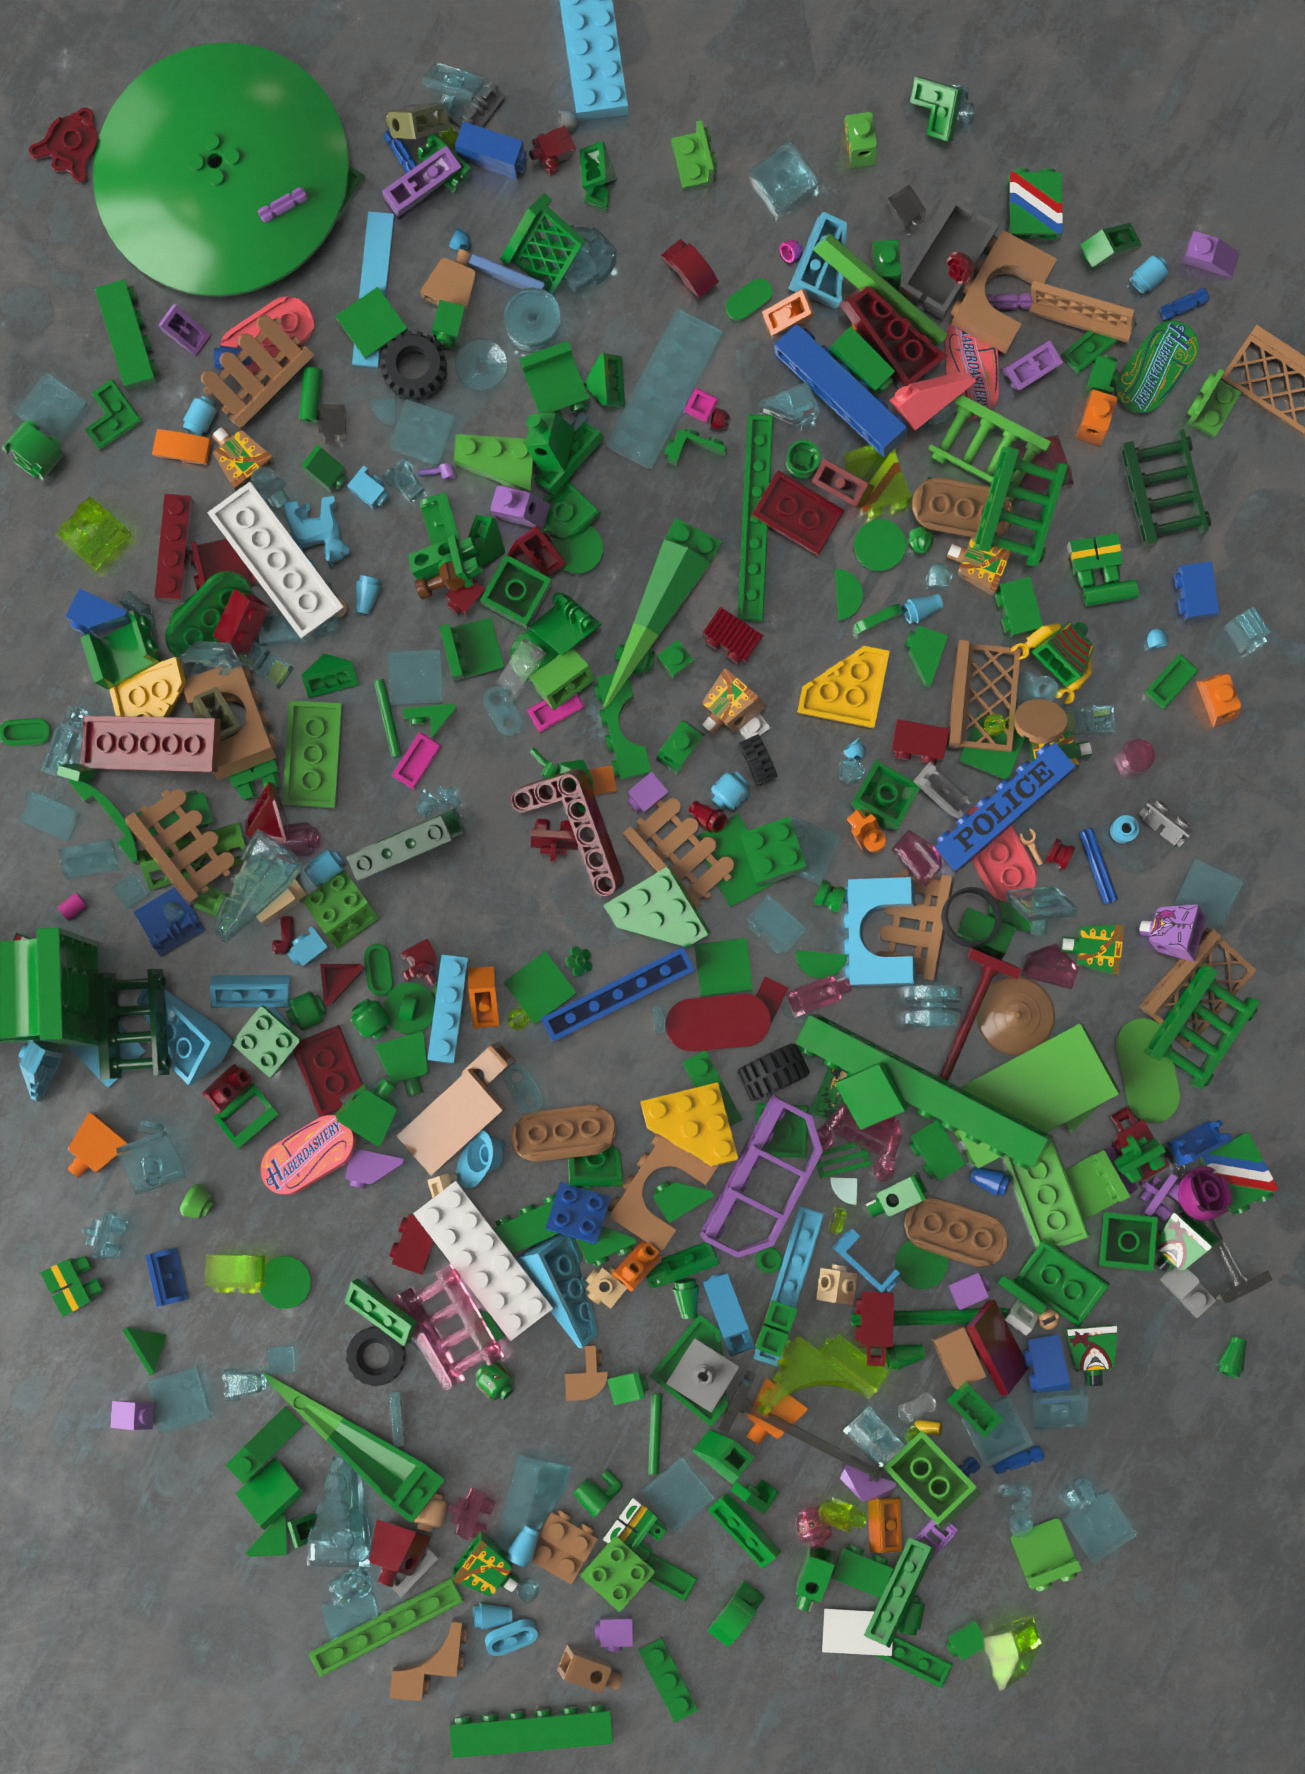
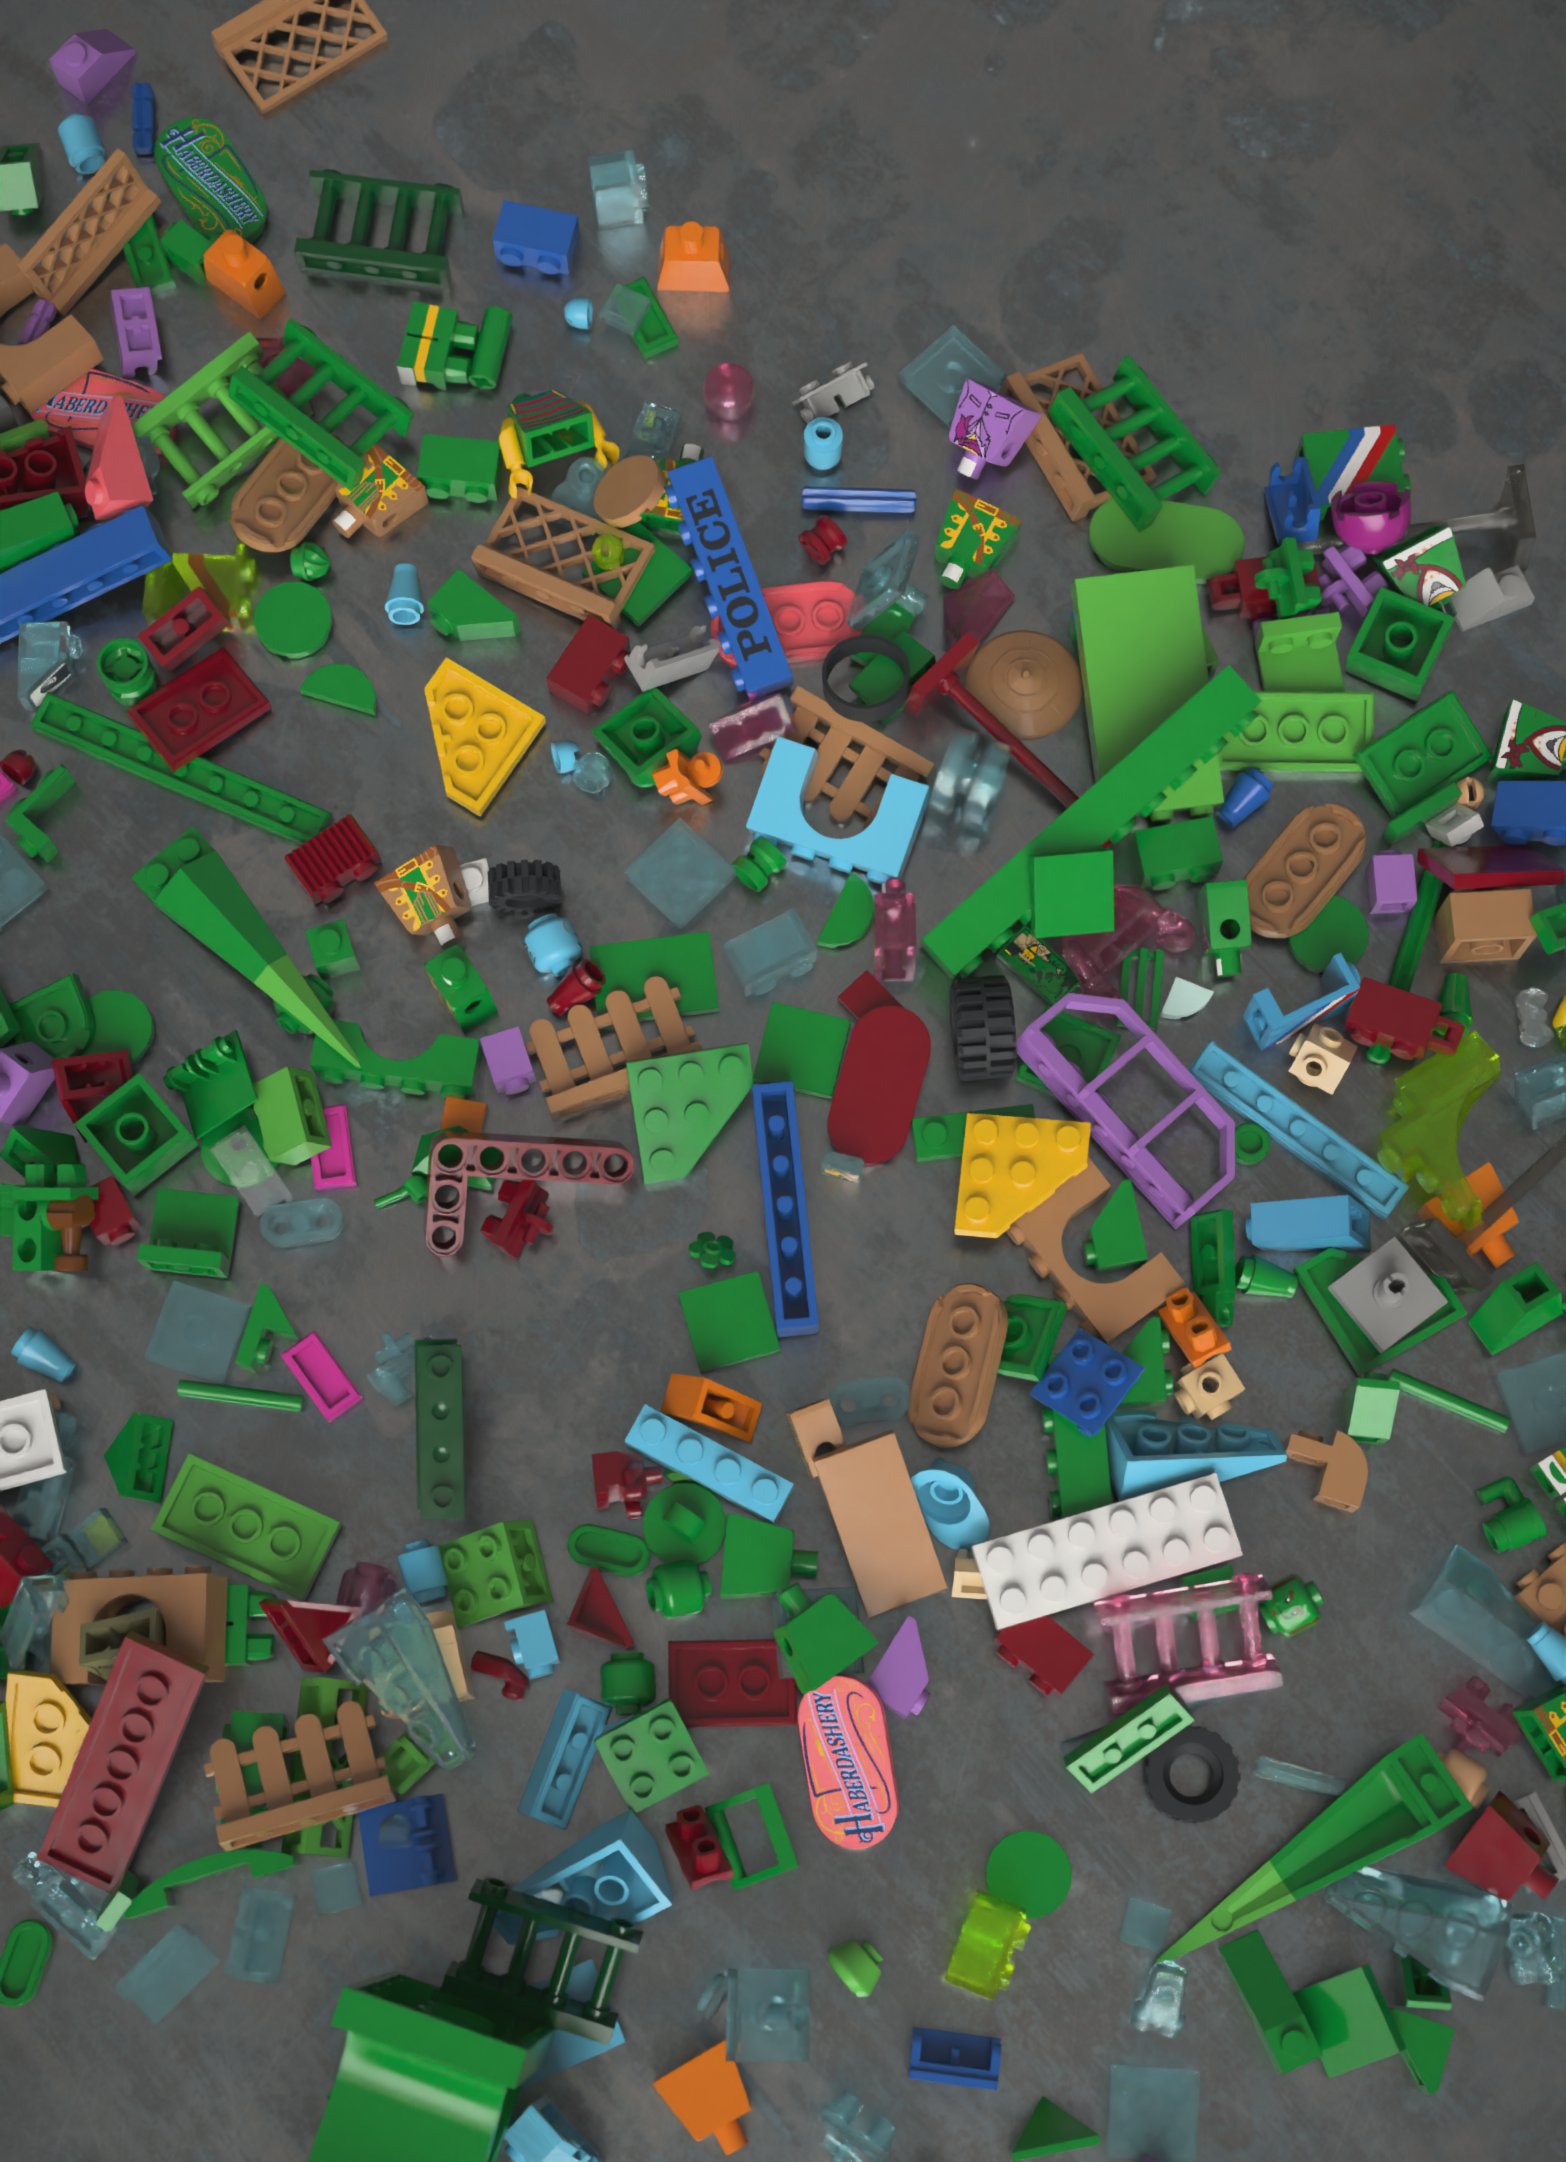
camera: 70 degrees left, 10 degrees down
(72, 906) = (322, 1990): dark pink hinge -> none
(521, 1023) = (770, 1368): clear neon green hinge -> none
(773, 851) = (665, 910): green brick -> none
(776, 1328) = (1363, 1169): green hips -> none
(837, 1220) = (1227, 1025): clear neon green tile -> none
(878, 619) = (395, 656): green tile -> none
(938, 575) = (369, 557): clear light blue plate -> none
(1032, 847) = (795, 575): light nougat hand -> none
(1169, 667) = (625, 309): none -> clear light blue tile
(1212, 408) = (293, 128): bright green bracket -> none

